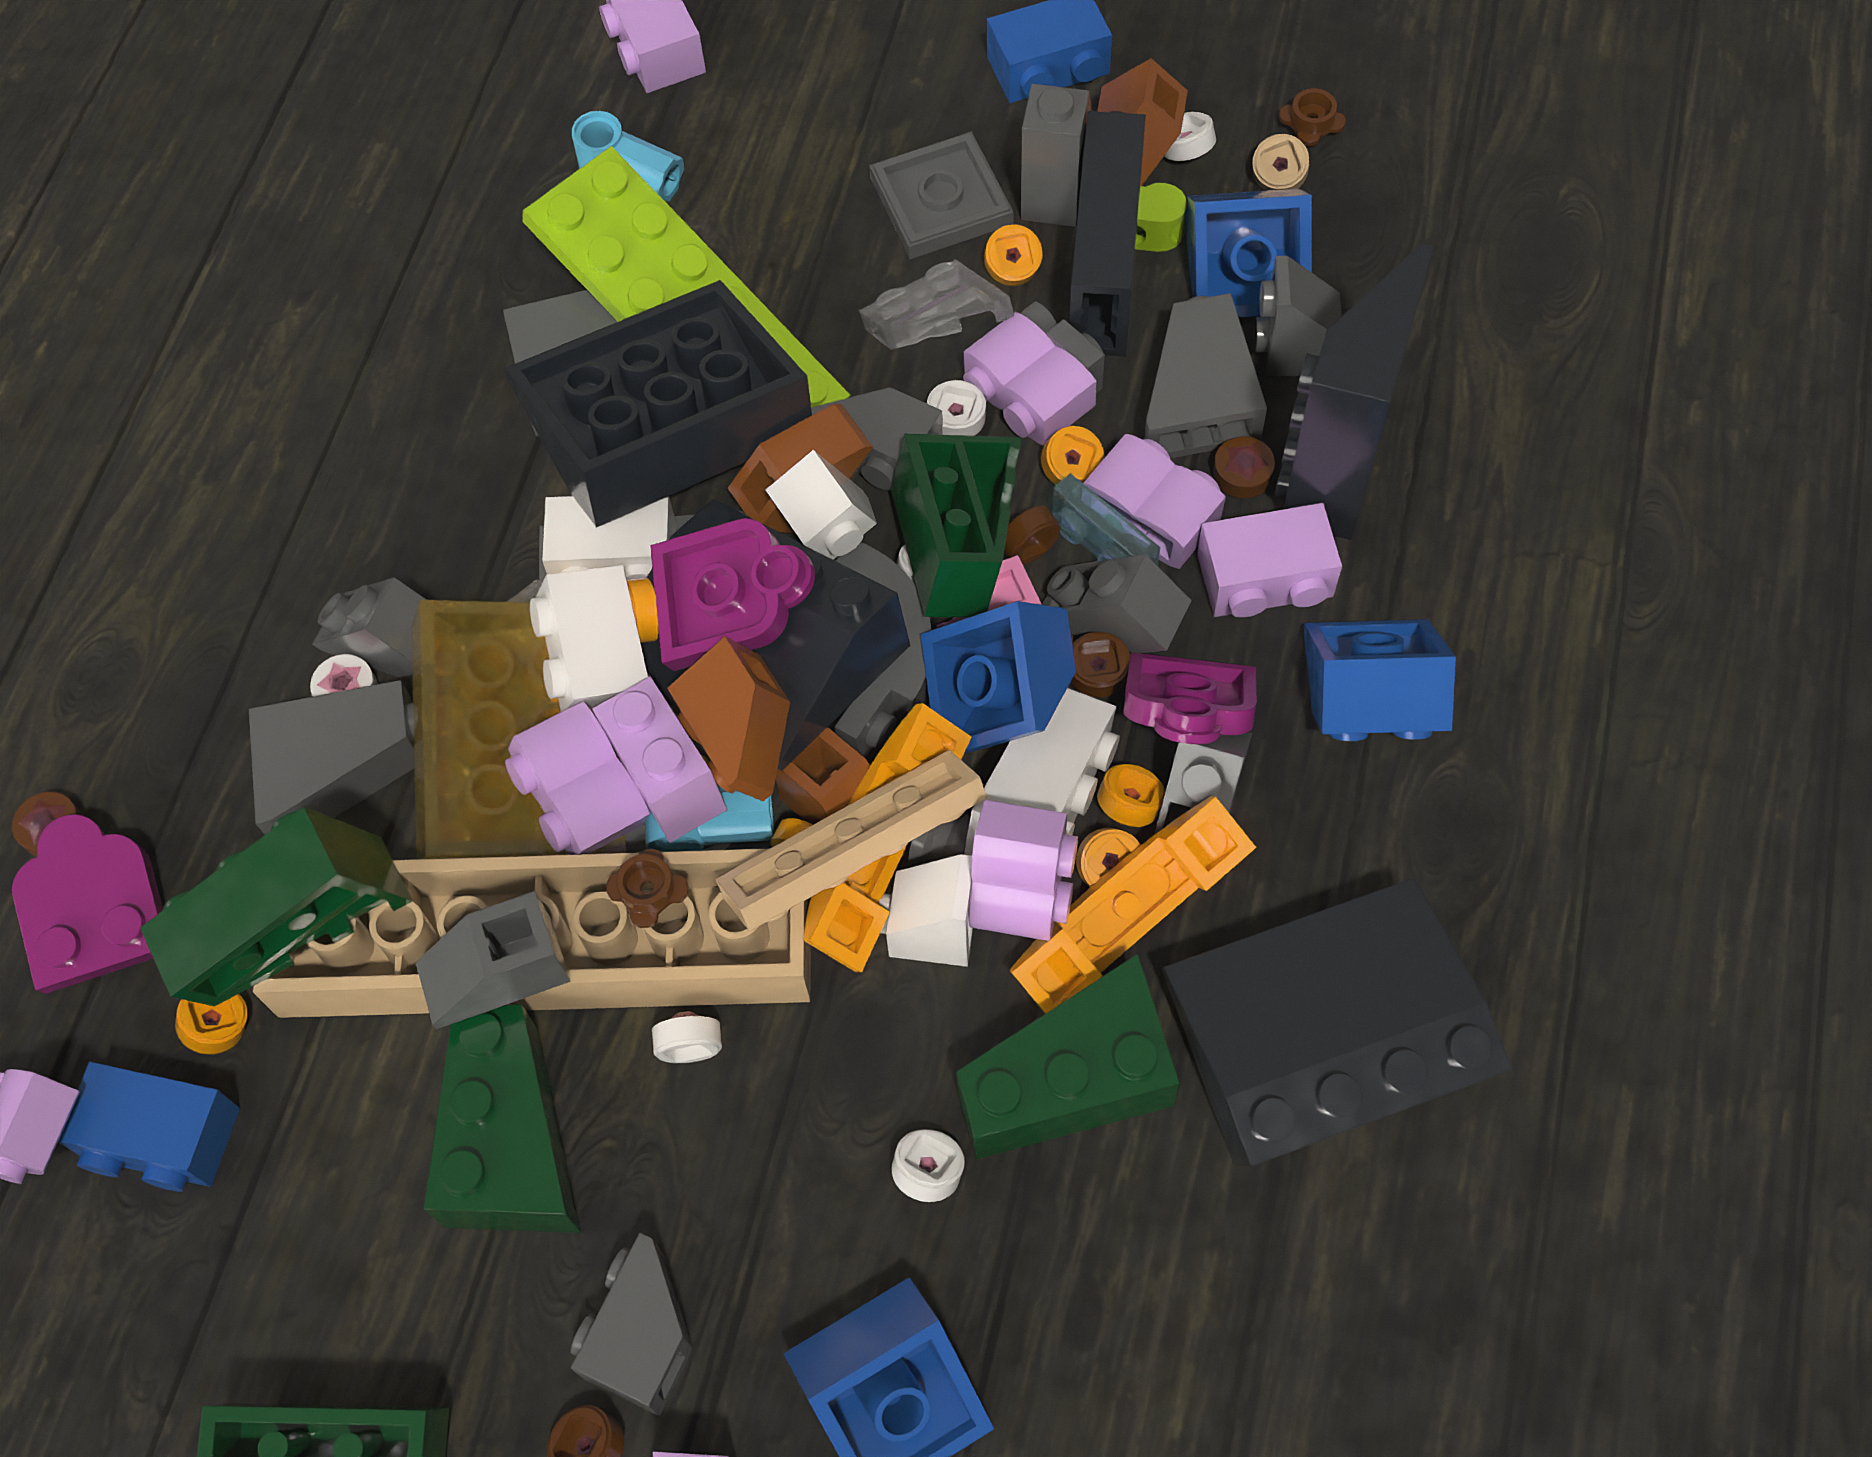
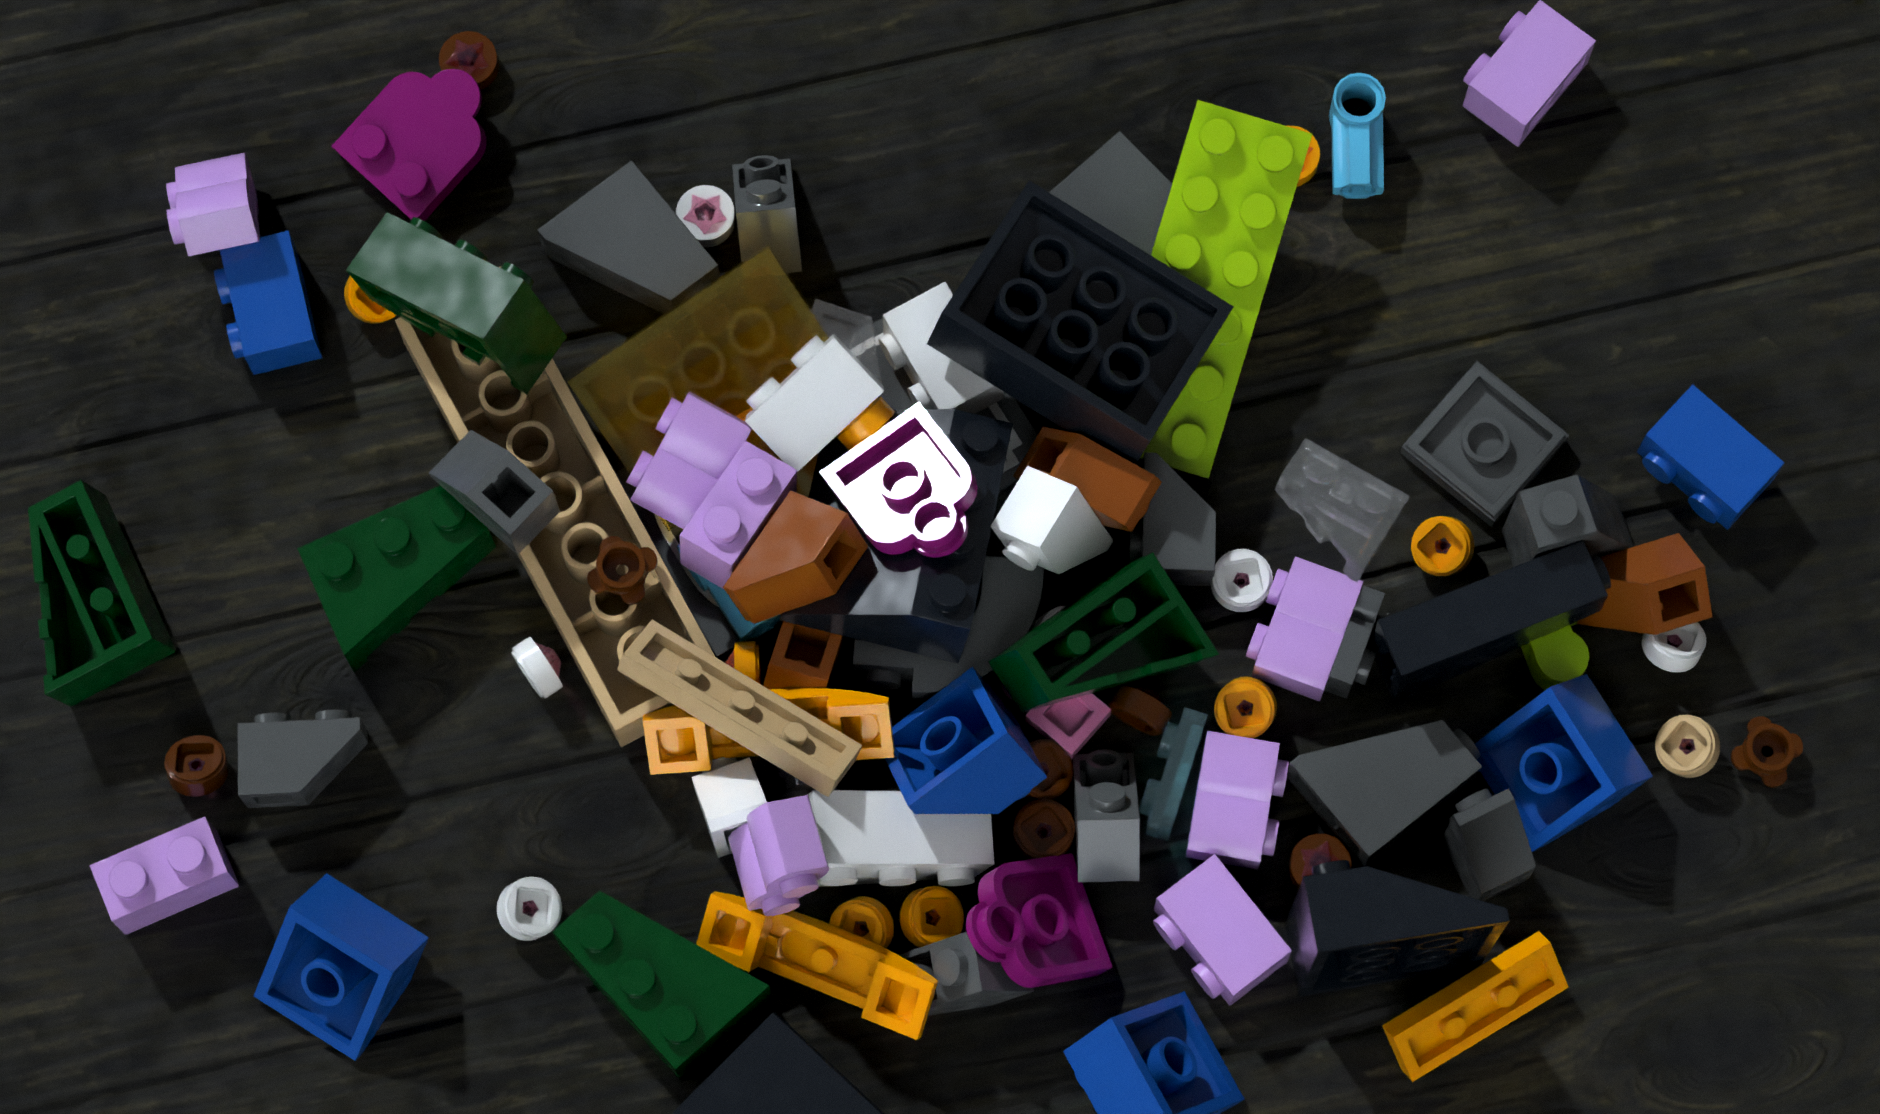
camera: 60 degrees right, 10 degrees up
(1435, 408) = (1475, 1006): none -> light orange plate

